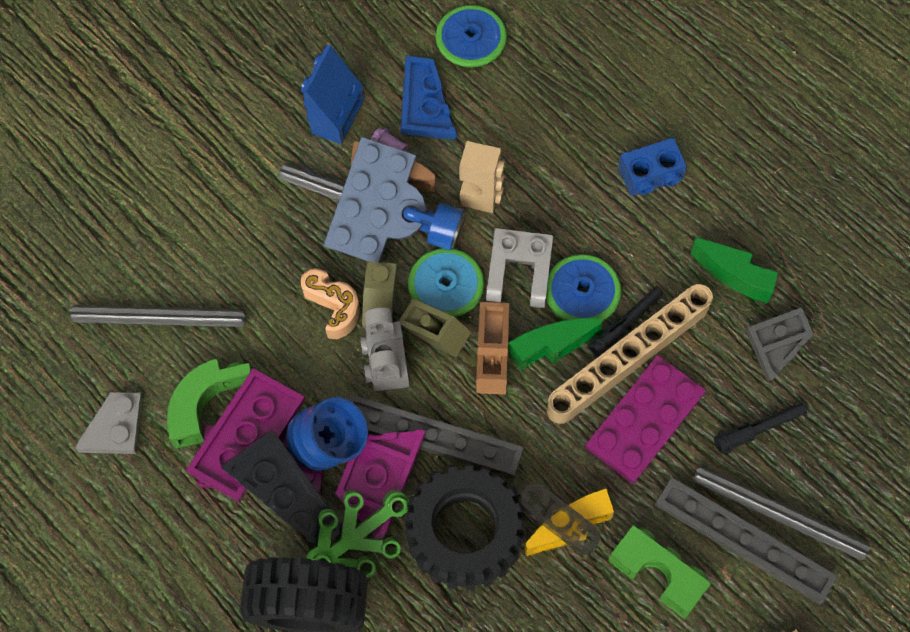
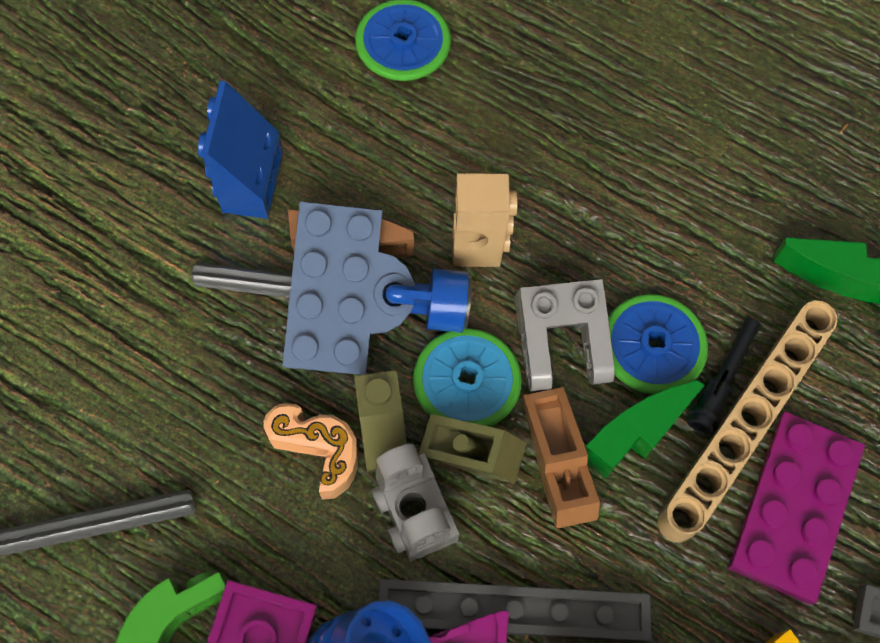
camera: 20 degrees left, 0 degrees up
(382, 136) = (325, 195): lavender pin -> none
(422, 101) = (363, 137): blue wing -> none
(649, 160) = (688, 153): blue brick -> none

